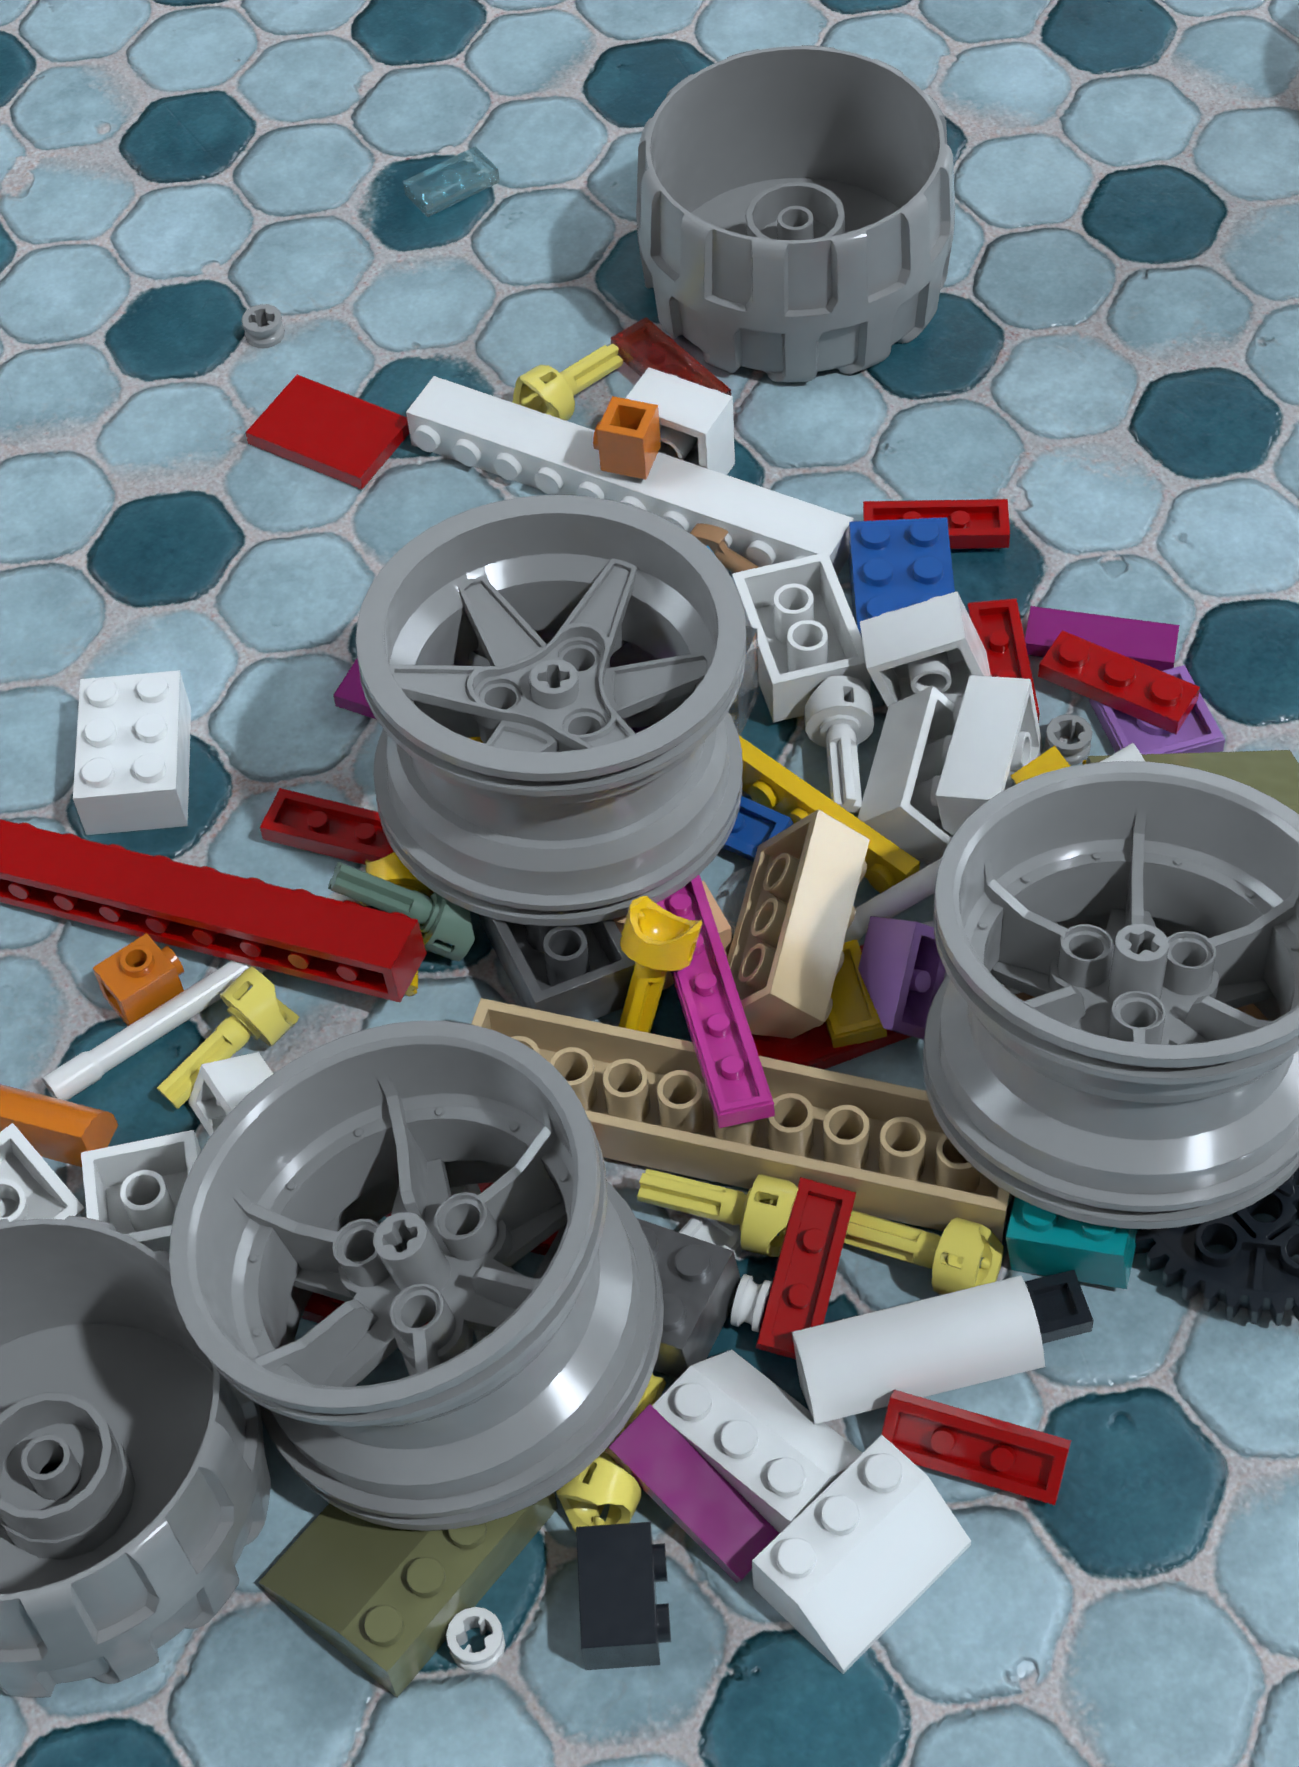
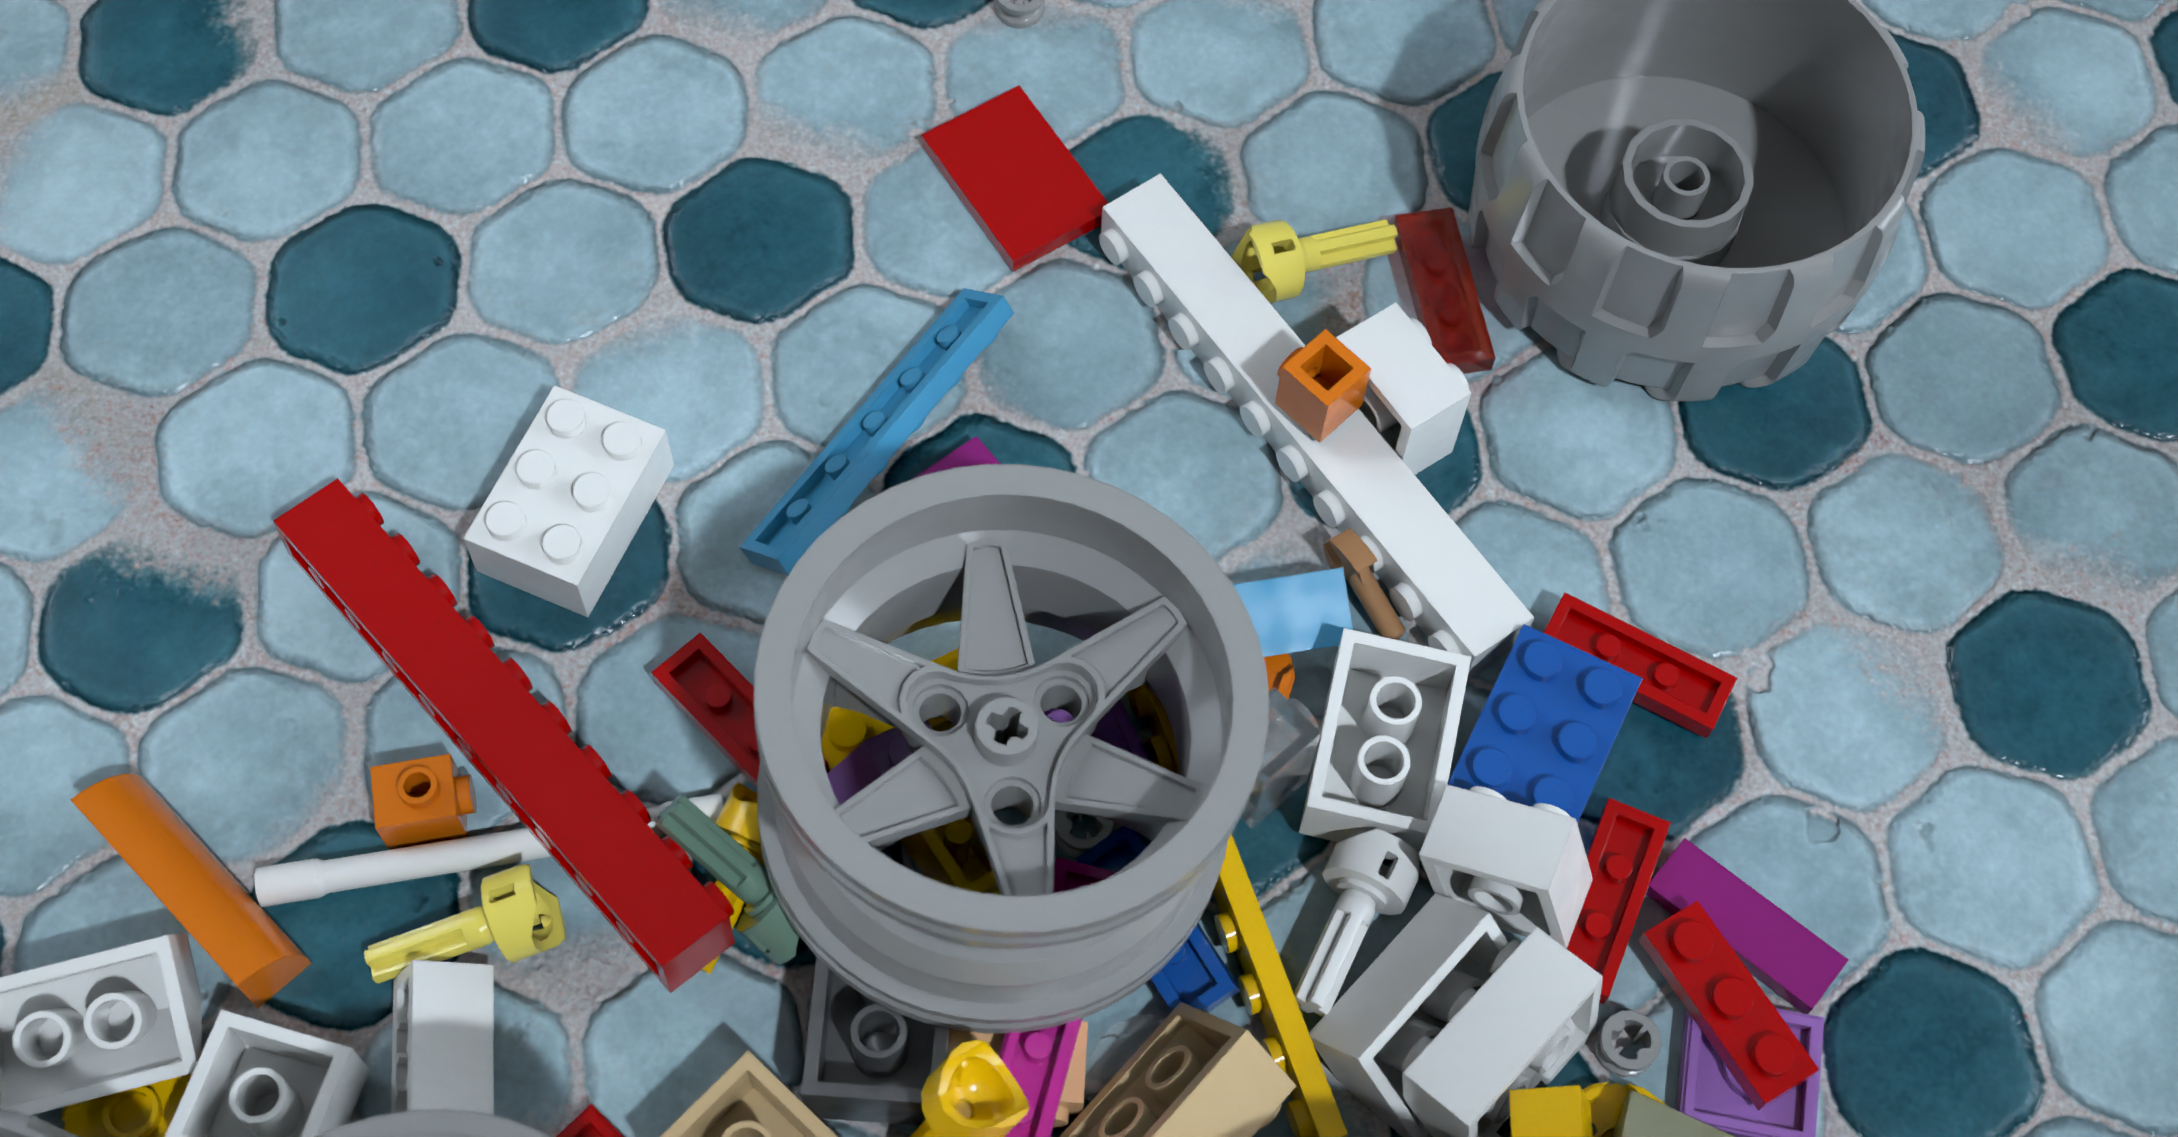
camera: 20 degrees right, 10 degrees up
(328, 618) = (877, 430): none -> dark azure plate

